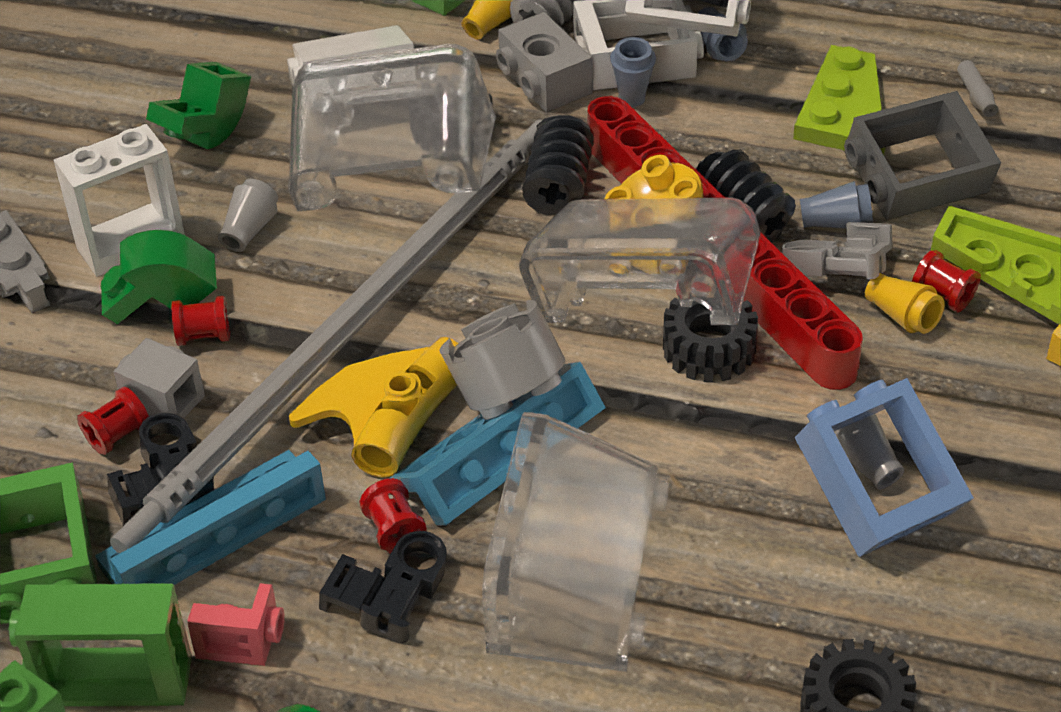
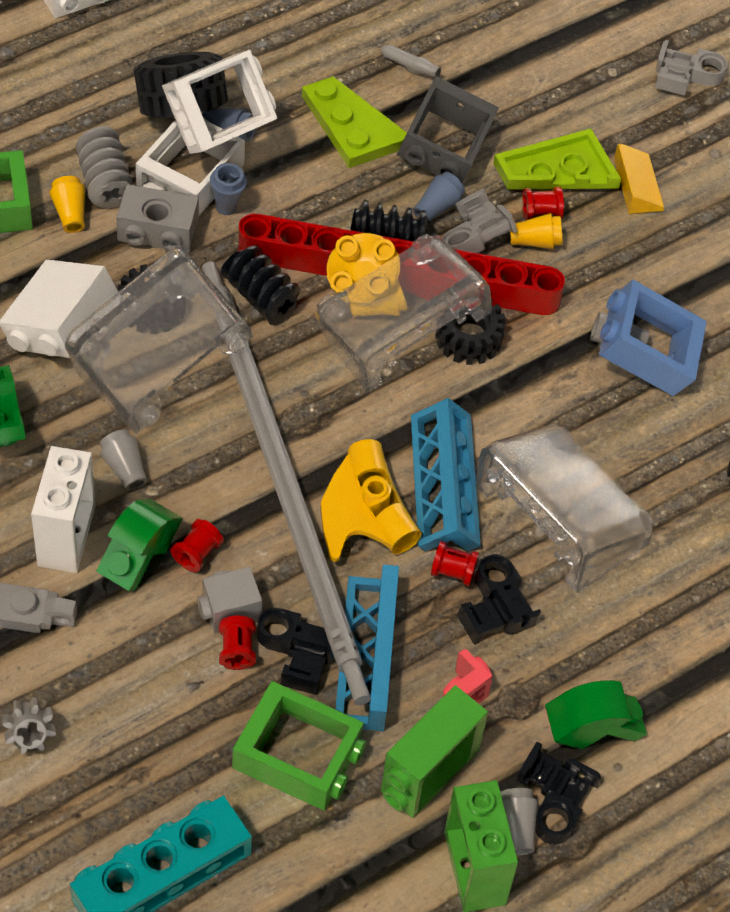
camera: 55 degrees left, 10 degrees up
(504, 359) = (414, 427): light grey brick -> none

